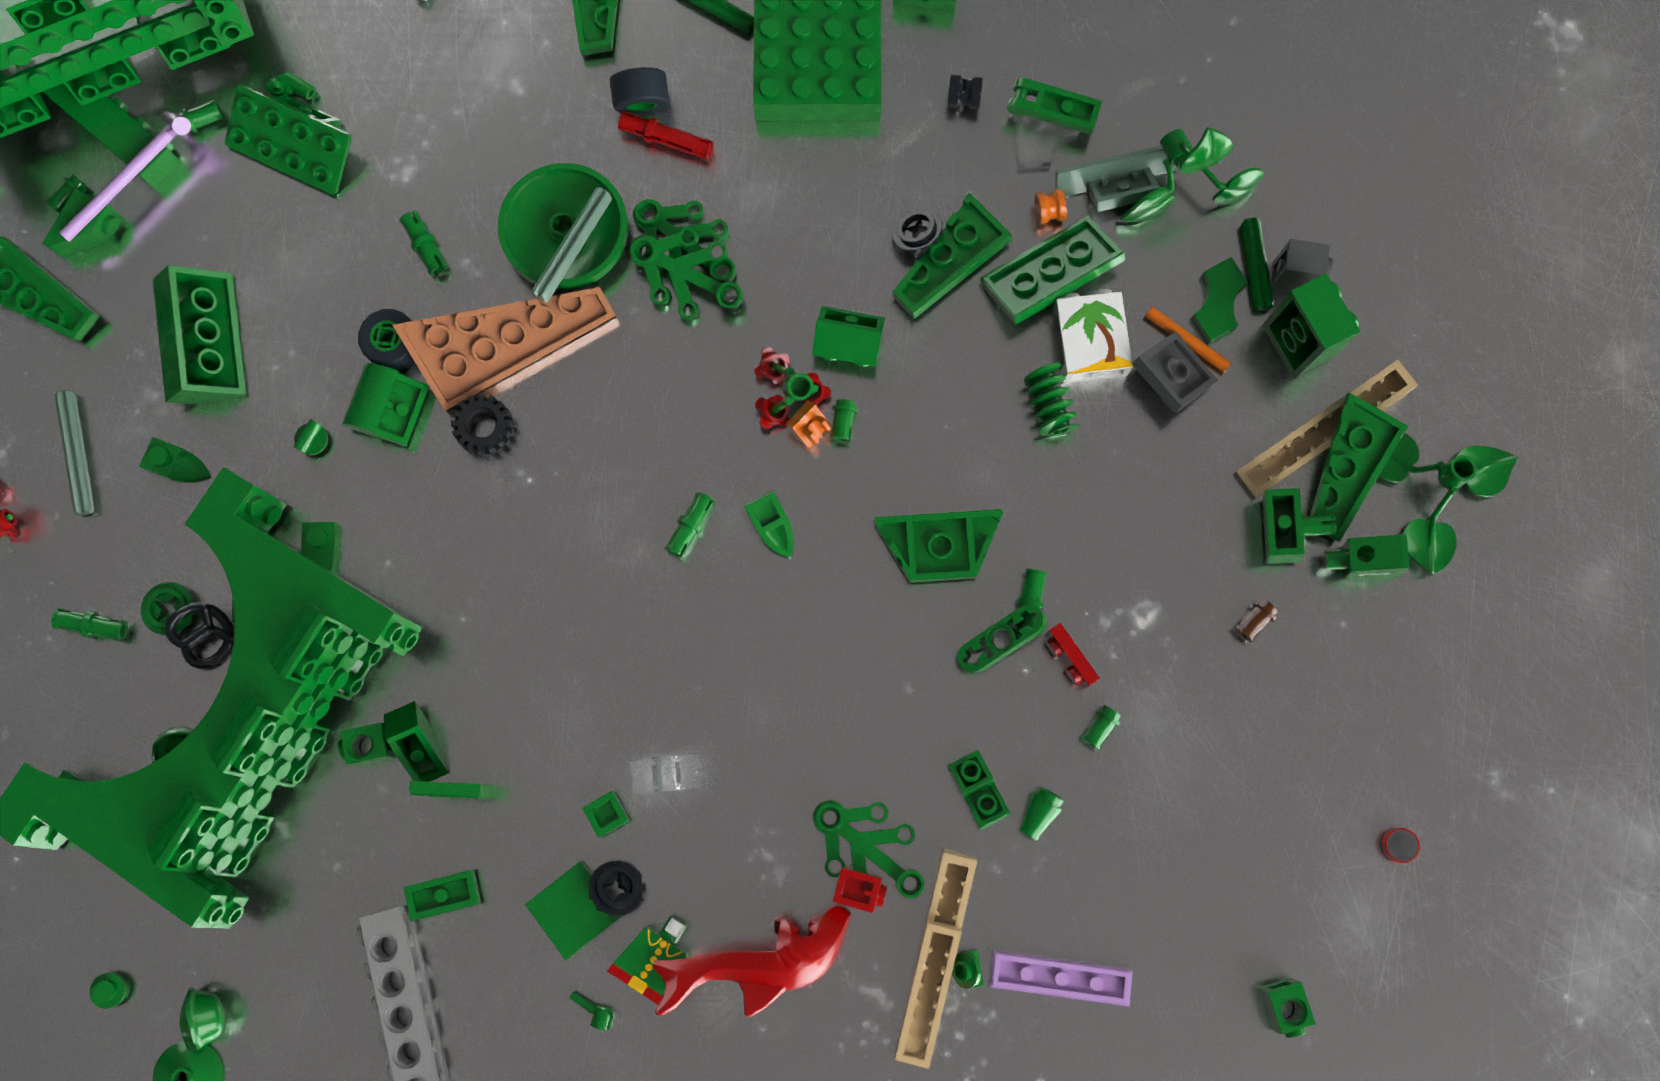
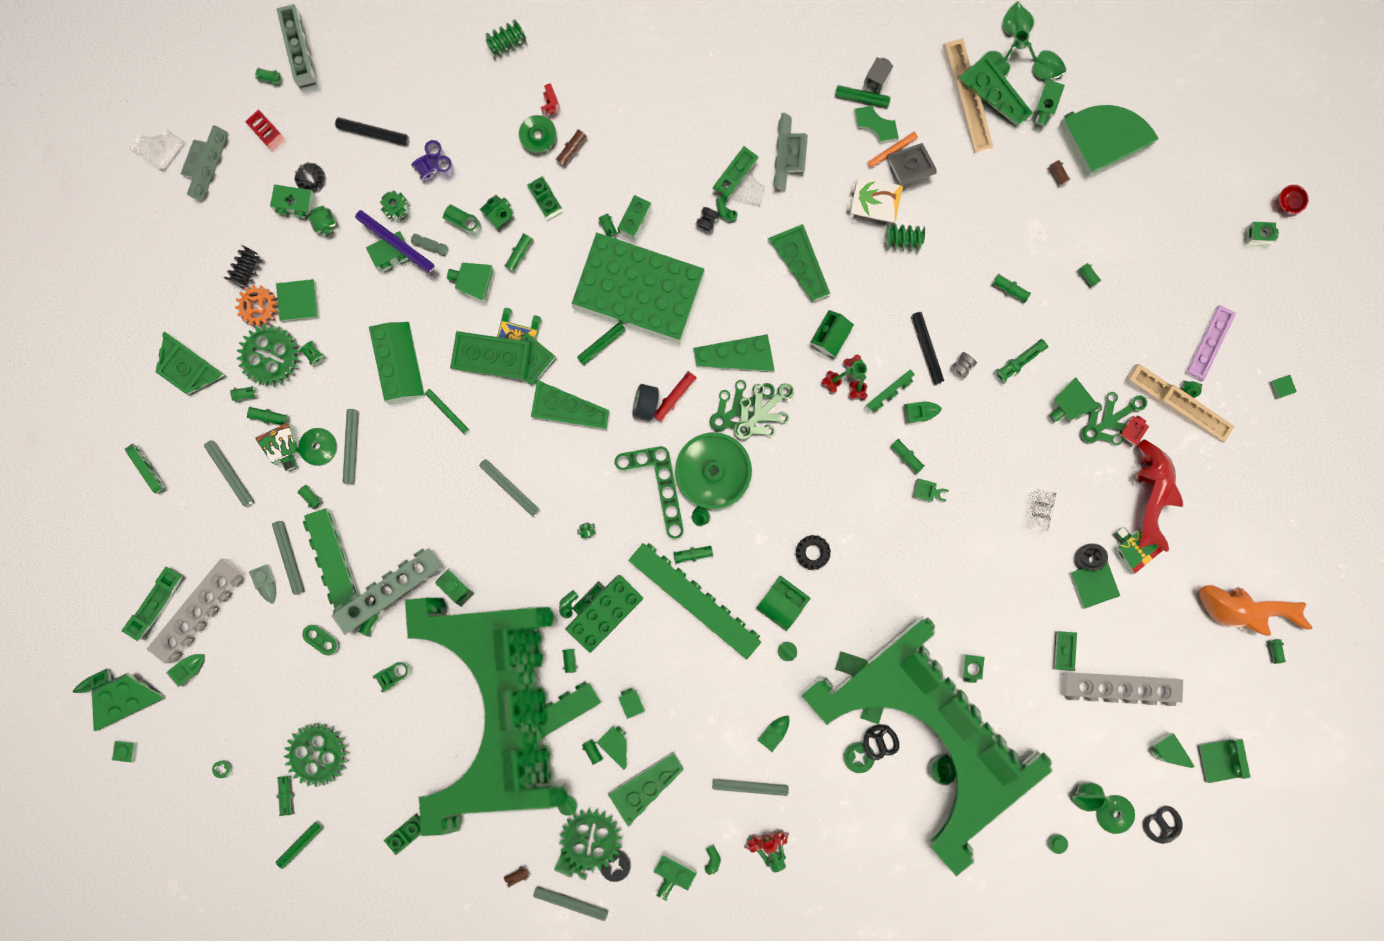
camera: 75 degrees left, 5 degrees up
(89, 624) = (854, 803): green pin -> none
(151, 220) = (631, 703): none -> green brick
(175, 125) = (579, 674): lavender bar -> none
(198, 335) = (706, 697): green slope -> none
(347, 270) = (695, 601): none -> green brick
(372, 335) = (746, 589): black wheel -> none
(412, 73) = (586, 530): none -> green plate
(414, 742) = (979, 641): green slope -> none
(452, 790) = (1014, 626): green tile -> none
(484, 345) = (768, 539): nougat wing -> none
(486, 235) = (700, 516): none -> green plate
(515, 159) = (662, 483): none -> green beam
(571, 244) = (730, 468): sand green axle -> none
(602, 1015) = (1155, 586): green hand -> none
(606, 814) = (1051, 550): green plate -> none
(642, 573) = (927, 491): none -> green plate
(769, 215) = (742, 354): none -> green wing
(786, 461) = (890, 392): none -> green plate
(808, 424) = (874, 372): orange tile -> none
(843, 420) = (876, 353): green pin -> none
(871, 768) = (1073, 402): none -> green torso
(872, 566) = (964, 364): none -> flat silver wheel
(881, 500) = (928, 348): none -> black axle
(900, 650) = (1014, 365): none -> green pin
(911, 223) = (774, 276): black gear -> none
(939, 543) = (963, 324): green wing -> none
(979, 790) = (1101, 350): green slope -> none
(987, 116) = (725, 213): none -> green arm
(1018, 618) = (1024, 324): green beam -> none
(1041, 812) = (1124, 322): green cone -> none
(1050, 206) = (792, 196): orange wheel -> none
(1052, 269) = (829, 208): green tile -> none
(1078, 668) = (1041, 278): red plate -> none
(1208, 151) = (792, 114): green plant -> none
(1287, 526) = (1017, 137): green brick -> none
(1312, 325) = (916, 82): green brick -> none
(1351, 678) = (1106, 135): none -> green brick
(1369, 1044) = (1293, 199): none -> red hair
(1400, 845) = (1200, 144): tile -> none

